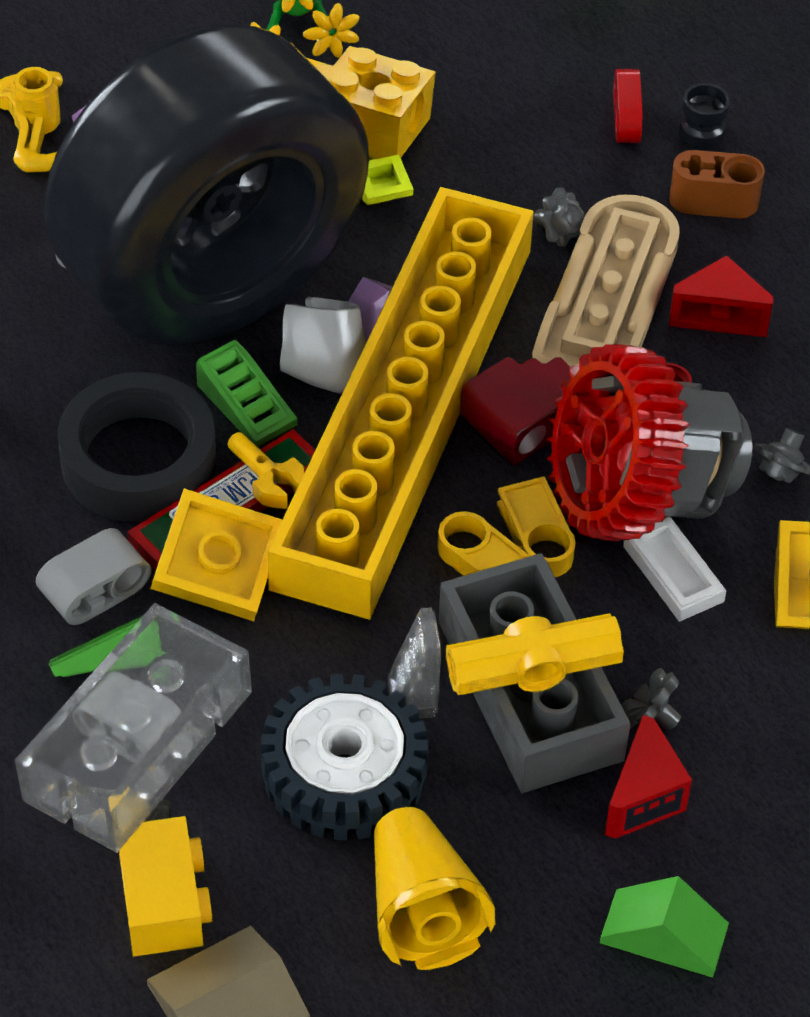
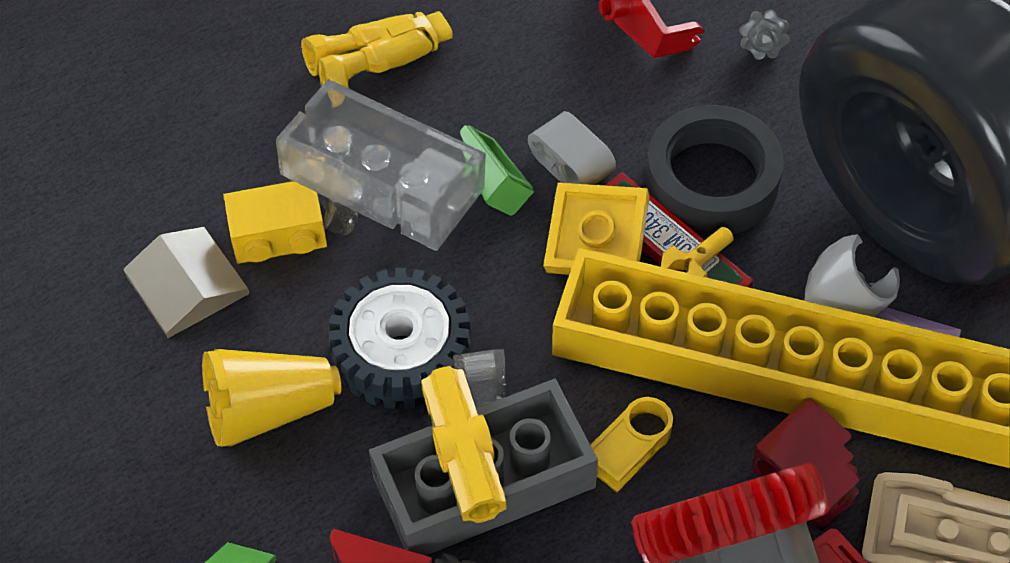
camera: 90 degrees right, 5 degrees up
(229, 367) = (810, 223): bright green slope -> none
(534, 517) = (677, 477): yellow piece -> none

